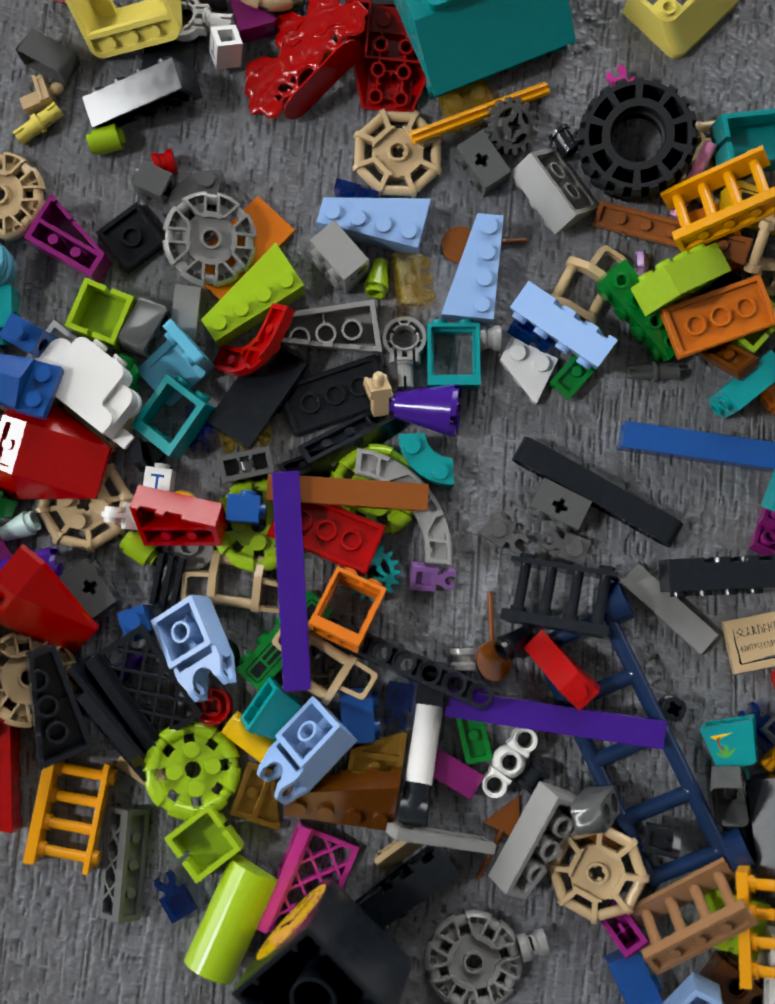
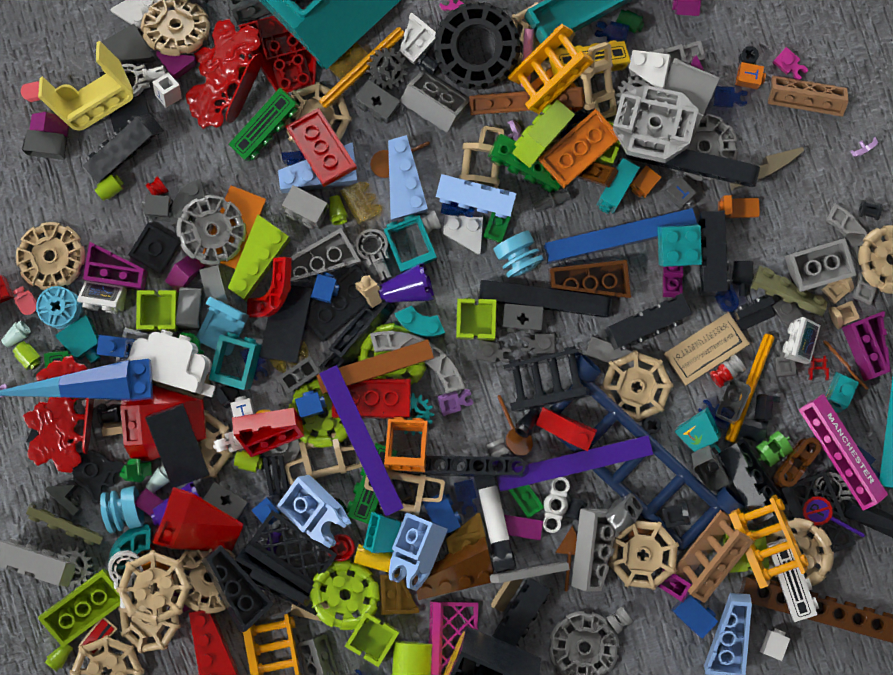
camera: 20 degrees left, 0 degrees up
(38, 123) = (56, 194): light yellow pin -> none
(41, 271) = (104, 296): none -> white slope
(43, 95) = (53, 173): tan piece -> none
(55, 493) = (177, 445): none -> black tile
(67, 32) = (48, 123): none -> magenta slope
(156, 280) = (184, 272): none -> magenta slope
(324, 368) = (325, 288): none -> blue brick
(329, 135) = (264, 125): none -> green brick
(389, 189) = (321, 147): none -> tile
(499, 484) = (476, 319): none -> lime piece
(563, 105) = (417, 39): none -> white wing
(586, 422) = (518, 254): none -> medium azure wheel
(676, 492) = (597, 278): none -> reddish brown wedge
(688, 649) = (646, 380): none -> tan plate

